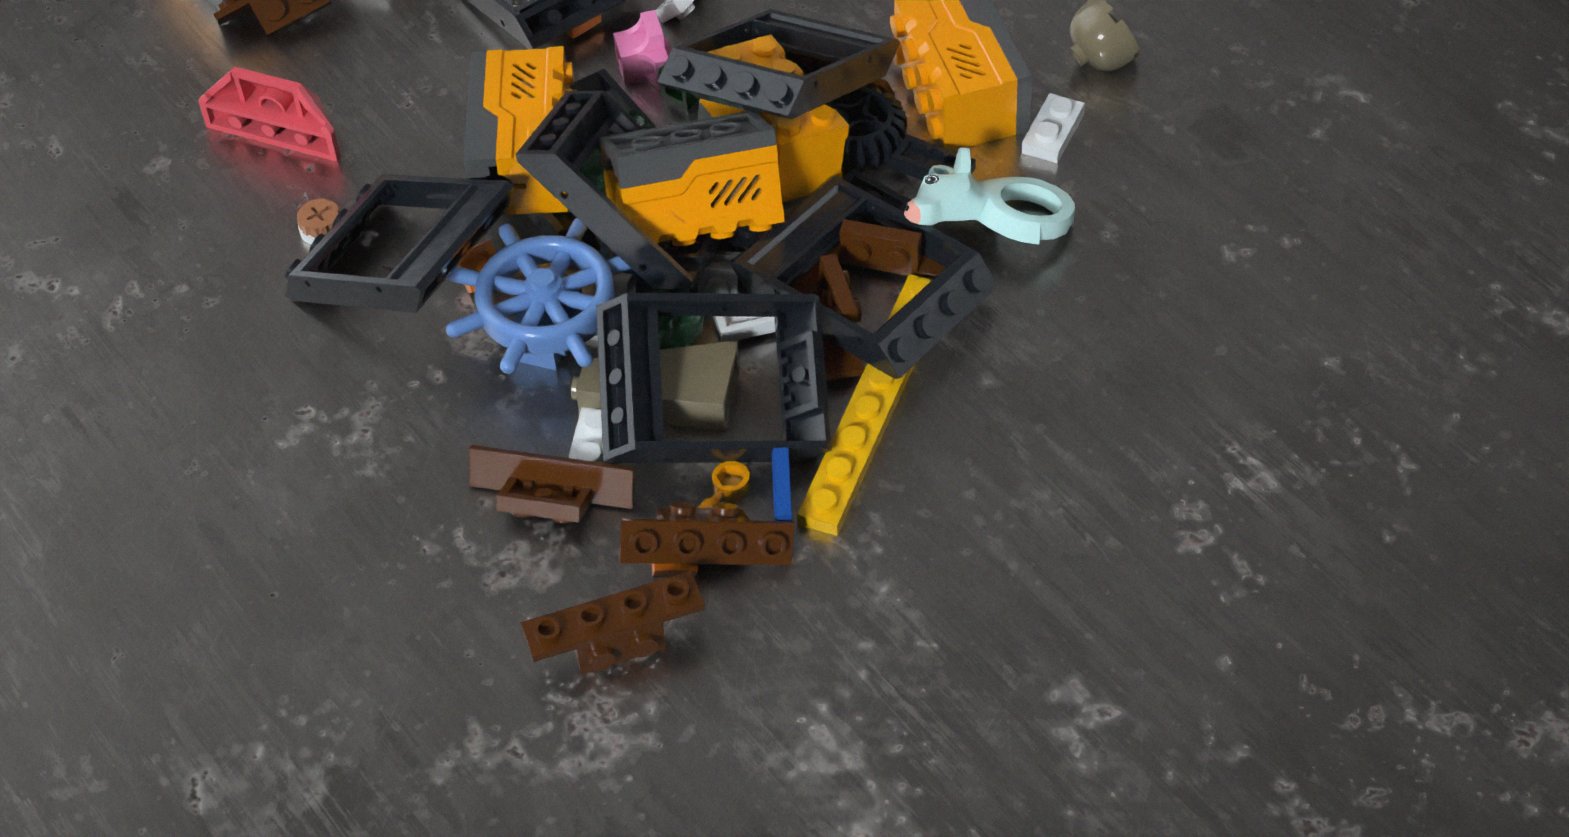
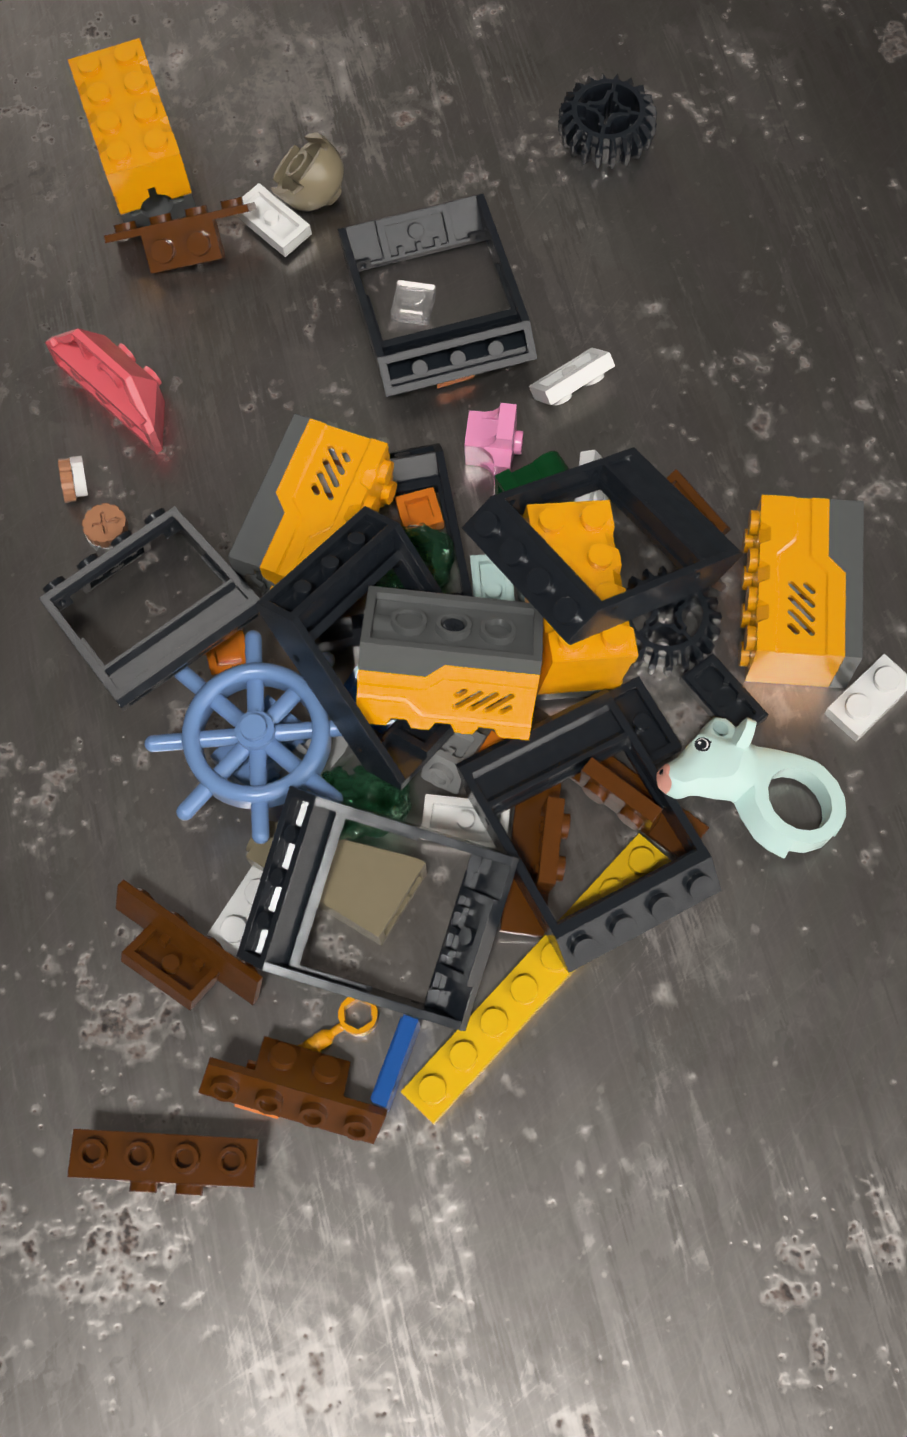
camera: 25 degrees right, 20 degrees up
(270, 194) = (72, 478): none -> piece

